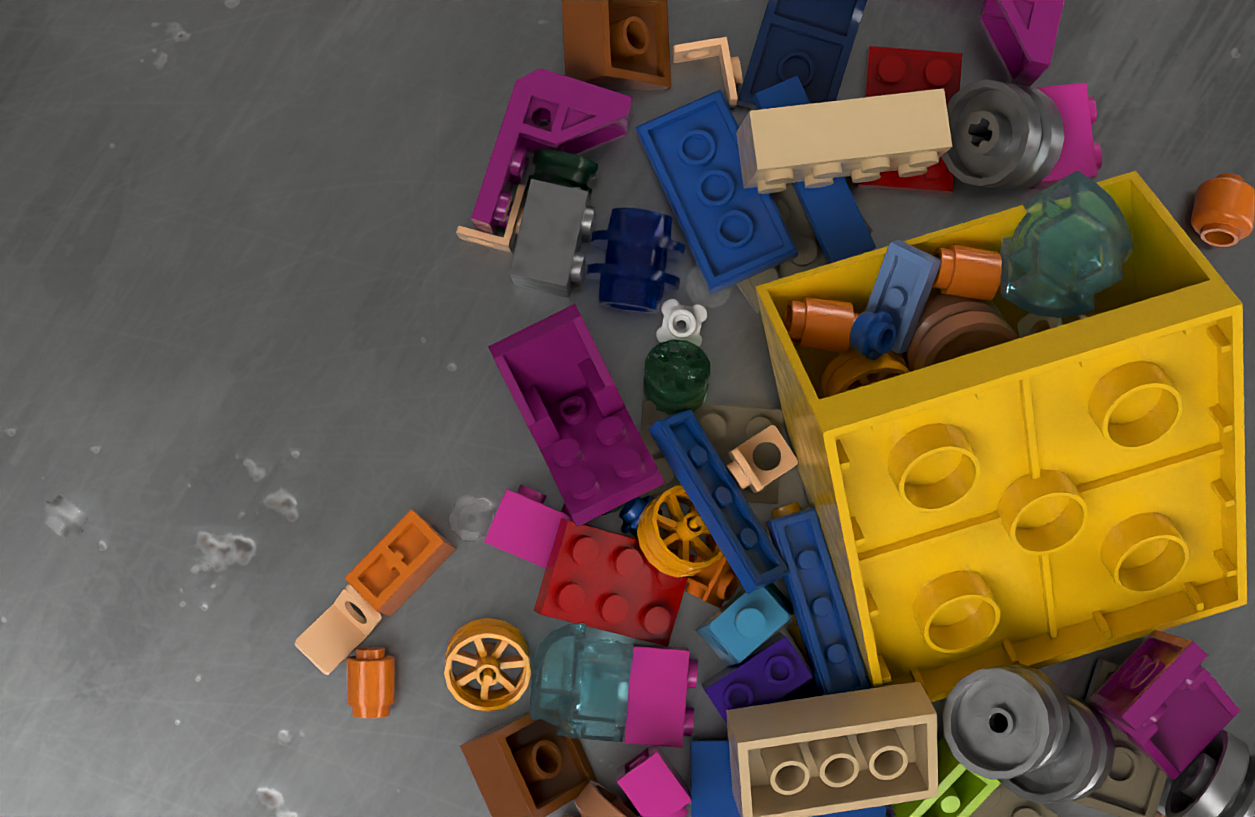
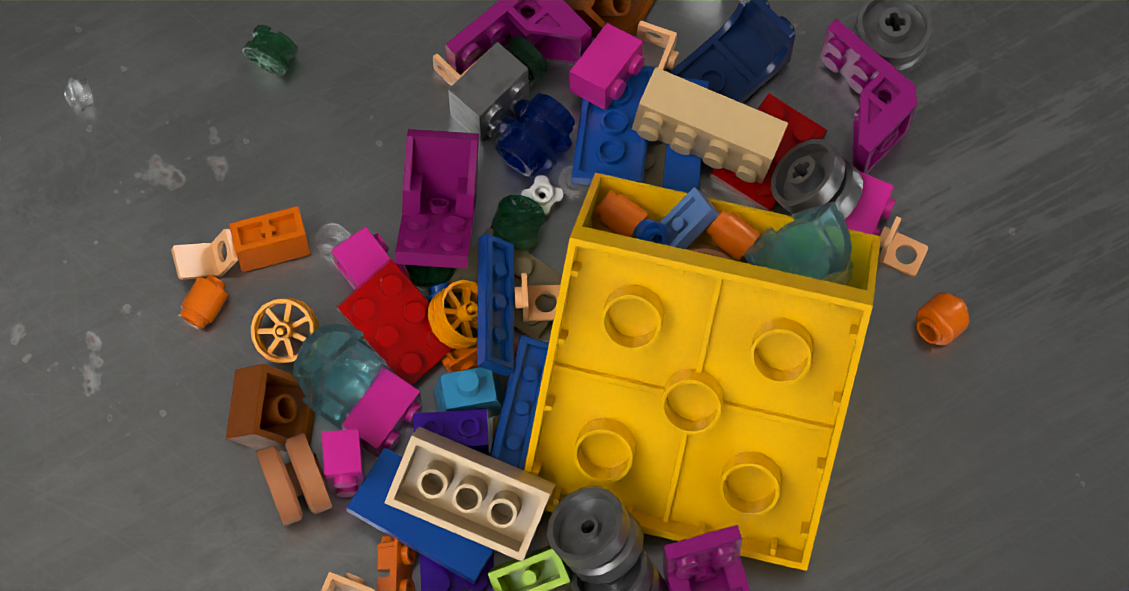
camera: 30 degrees right, 15 degrees down
(257, 333) = (270, 50): none -> clear green wheel
(669, 126) = (607, 66): none -> dark pink brick
(1114, 151) = (891, 241): none -> light nougat bracket

